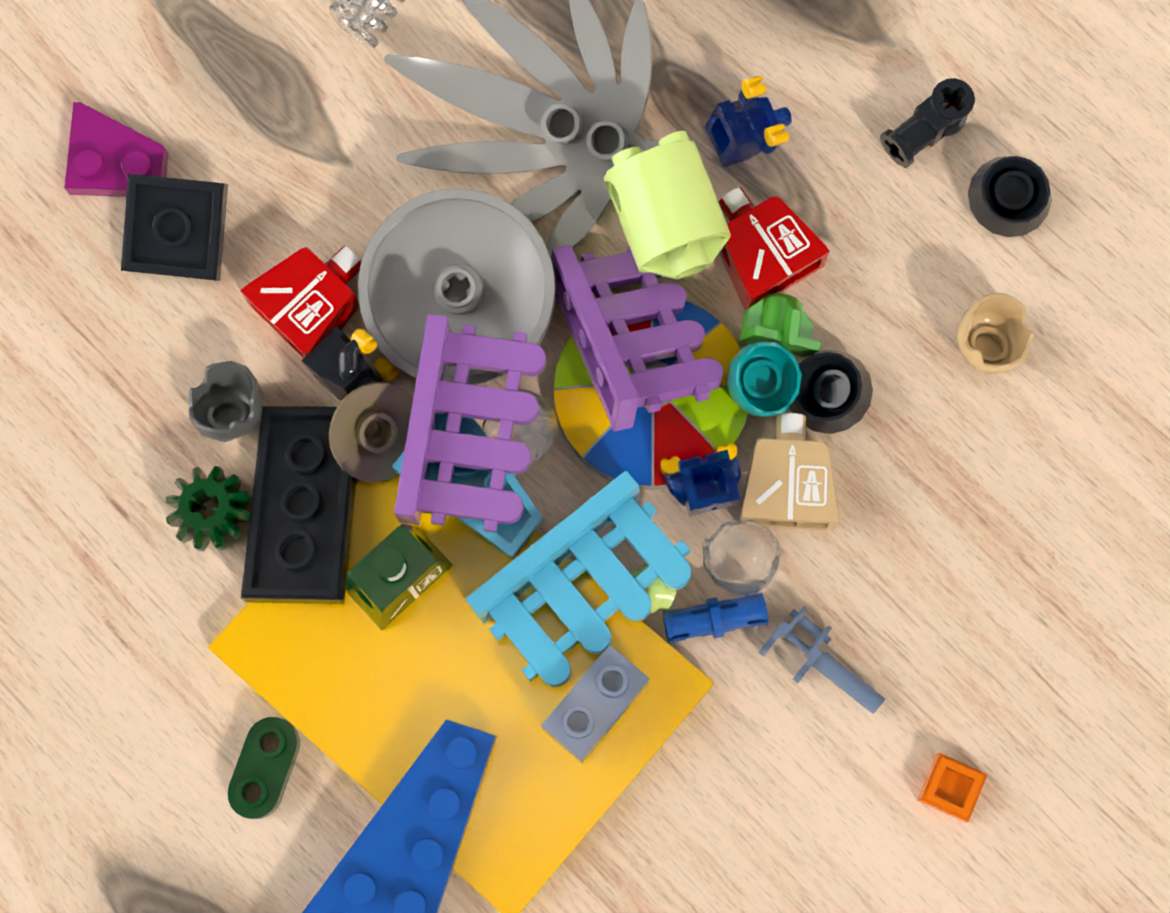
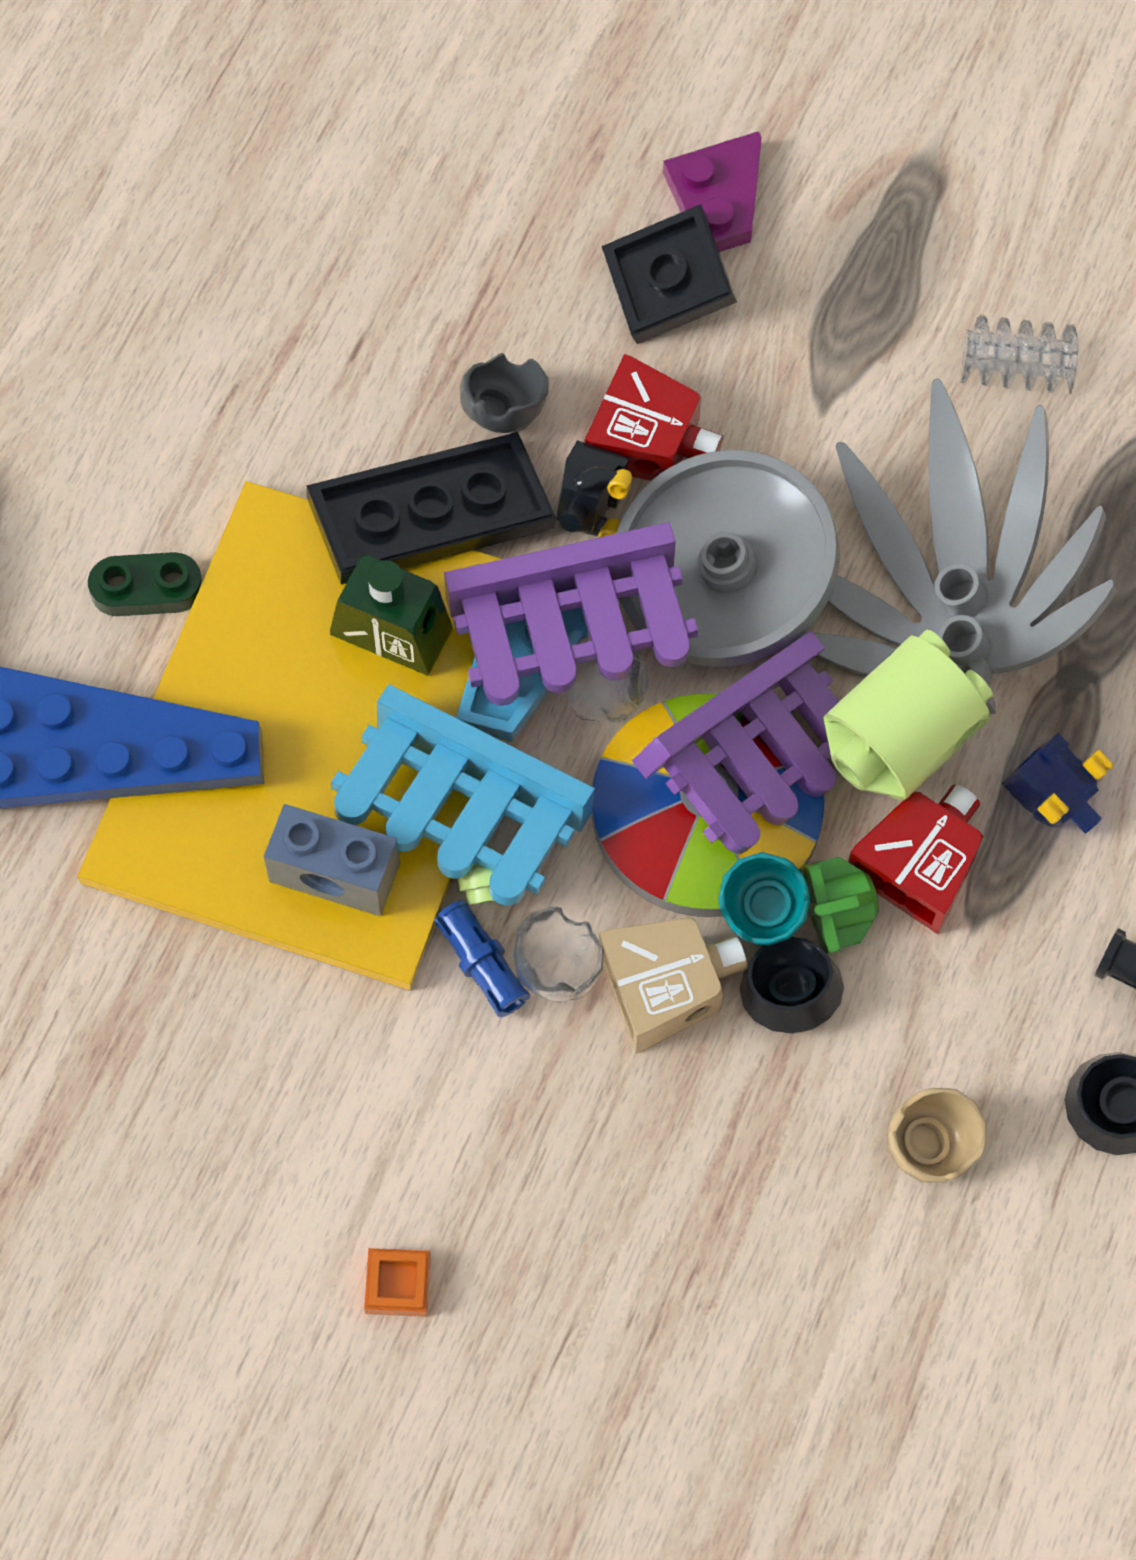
camera: 65 degrees right, 10 degrees down
(190, 502) = (407, 421): dark green gear -> none
(373, 456) = (508, 514): dark tan dish -> none
(707, 483) = (623, 883): clear blue piece -> none
(824, 662) = (481, 1089): sand blue piece -> none

